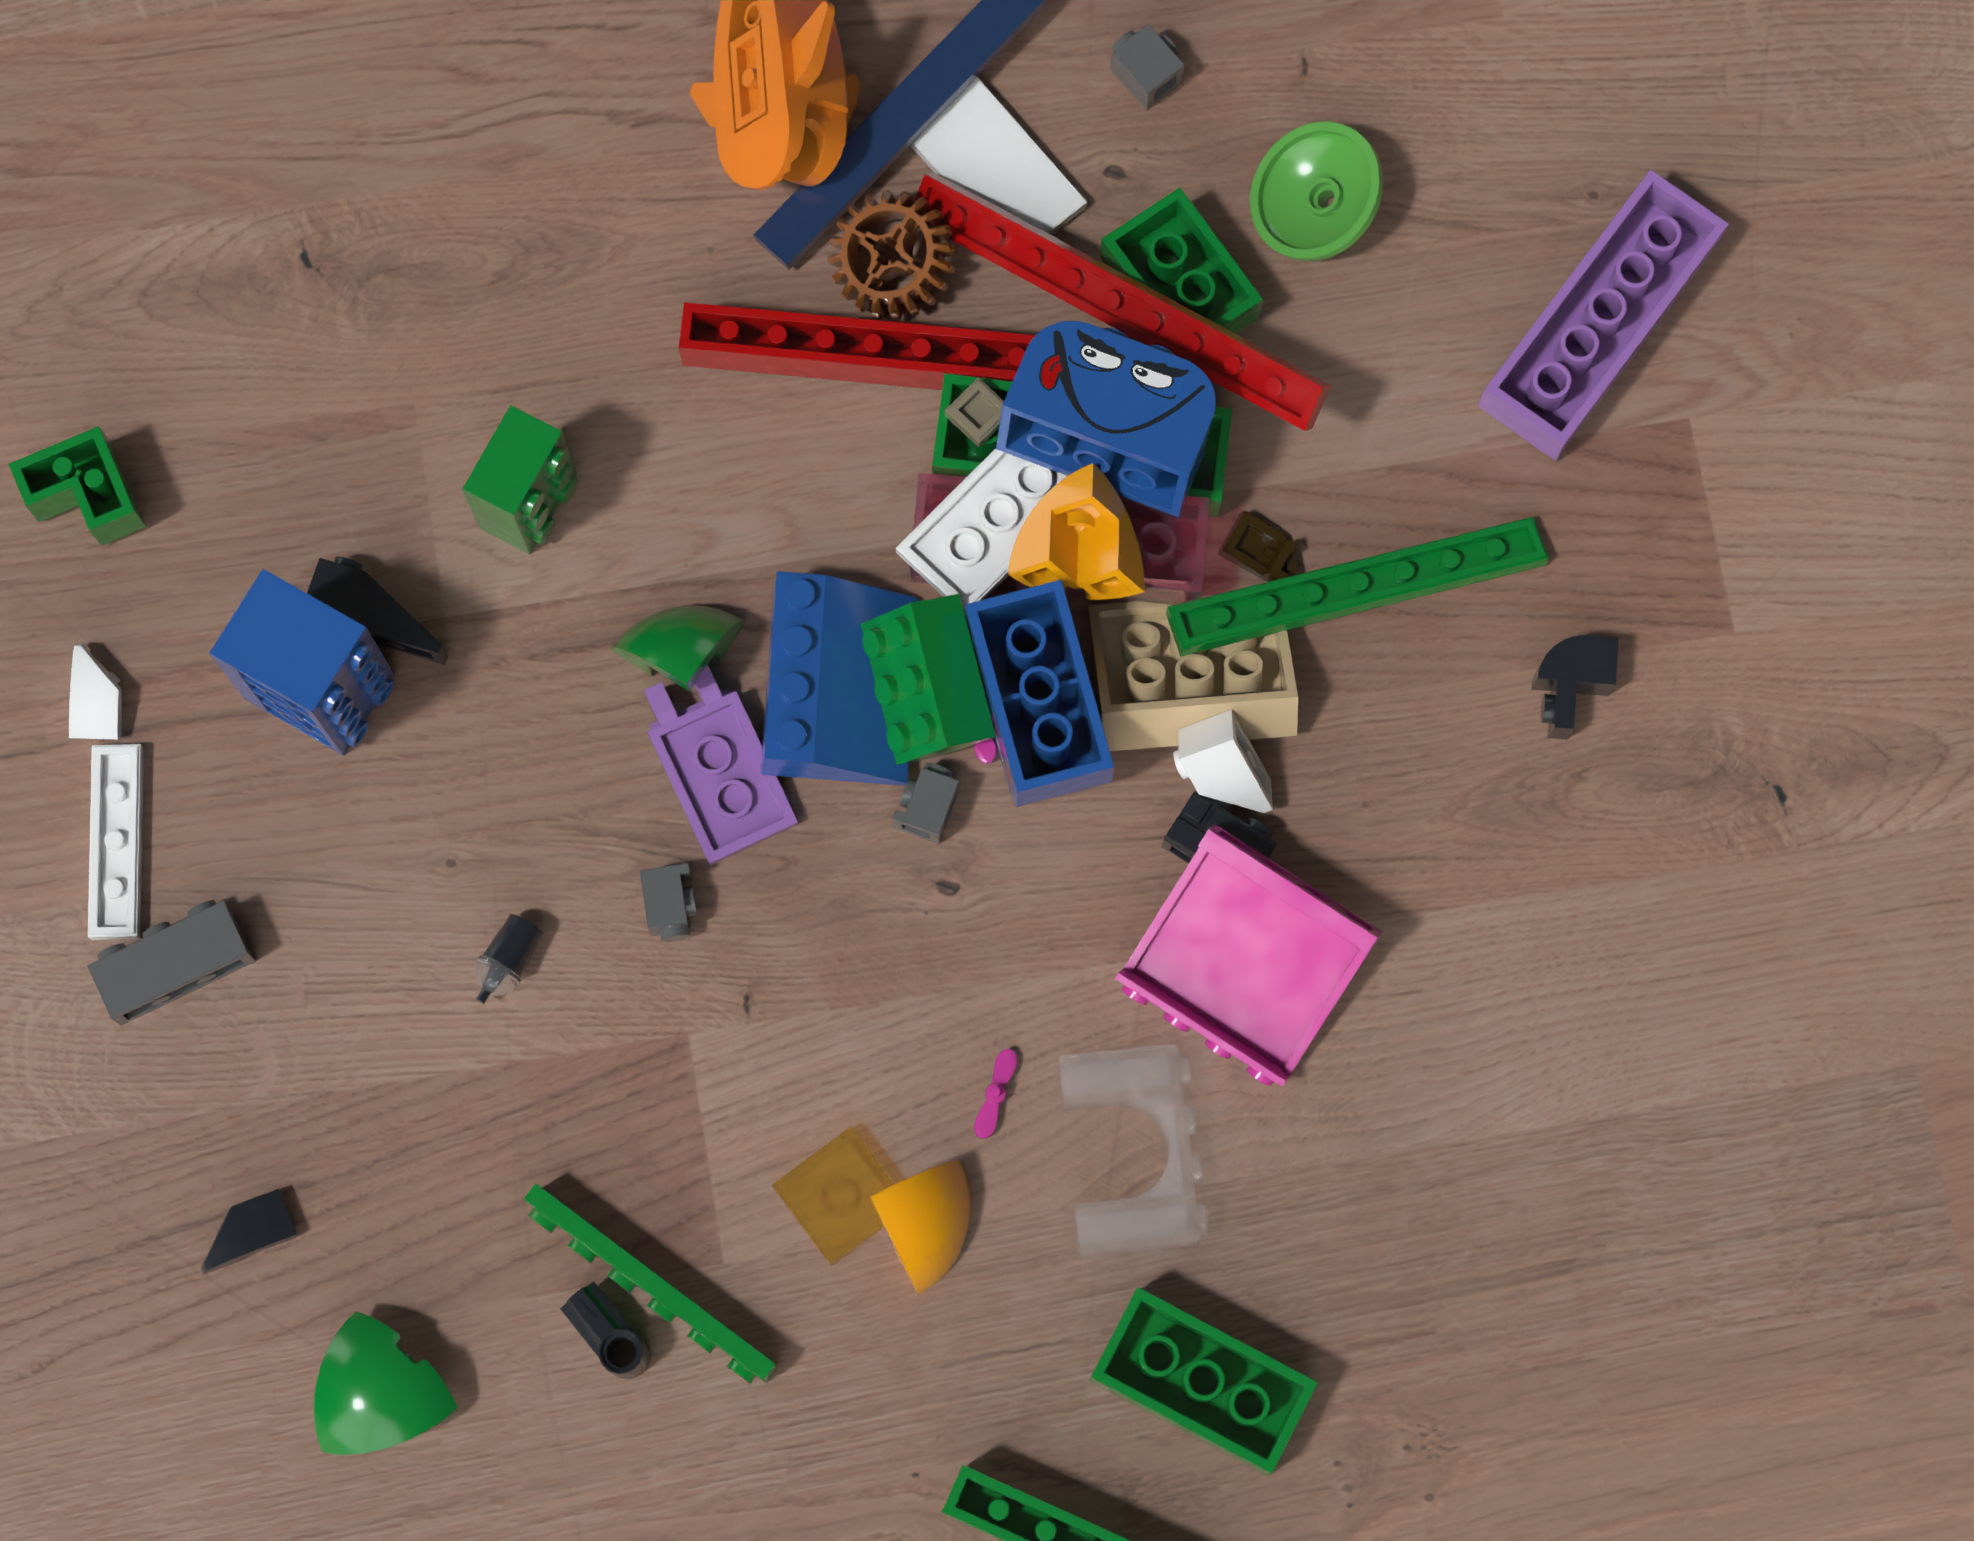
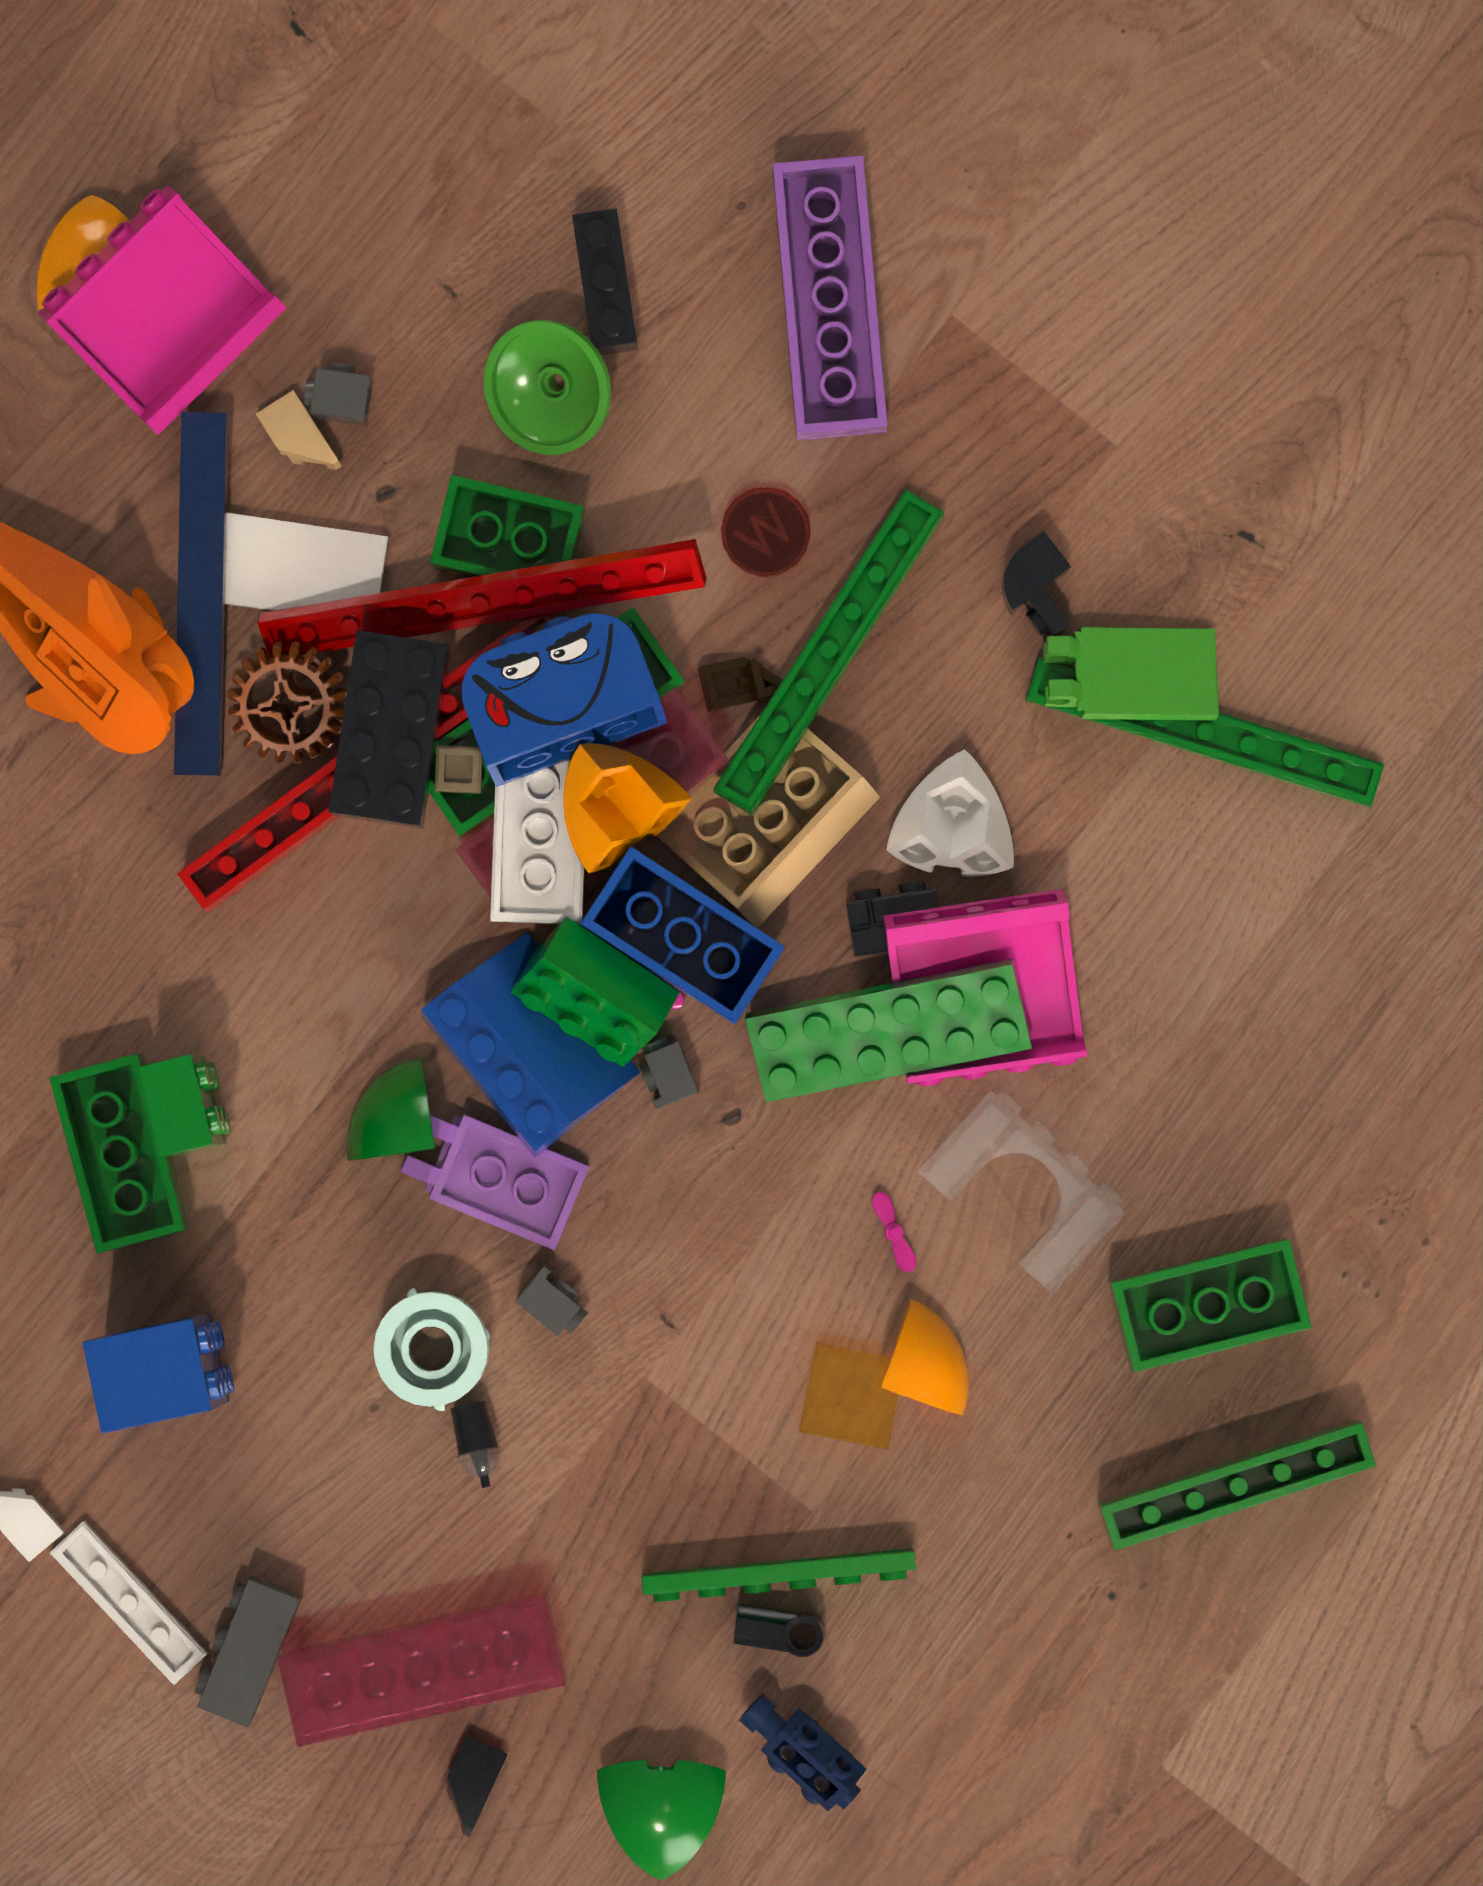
camera: 40 degrees left, 10 degrees up
(293, 1100) = (422, 1669): none -> clear pink brick
(361, 598) = (145, 1289): black slope -> none
(417, 509) = (114, 1155): none -> green brick
(520, 814) = (394, 1355): none -> light aqua piece
(541, 1456) = (809, 1754): none -> dark blue brick
(952, 330) = (389, 729): none -> black brick
(1087, 65) = (296, 432): none -> tan slope
(1138, 923) = (889, 1030): none -> green plate
(1223, 763) = (848, 865): white slope -> none
(1339, 808) = (954, 822): none -> white brick
(1389, 455) = (765, 532): none -> clear red tile
(1434, 154) = (605, 281): none -> black brick
(1593, 817) = (1136, 673): none -> bright green tile
(1609, 919) = (1242, 746): none -> green tile

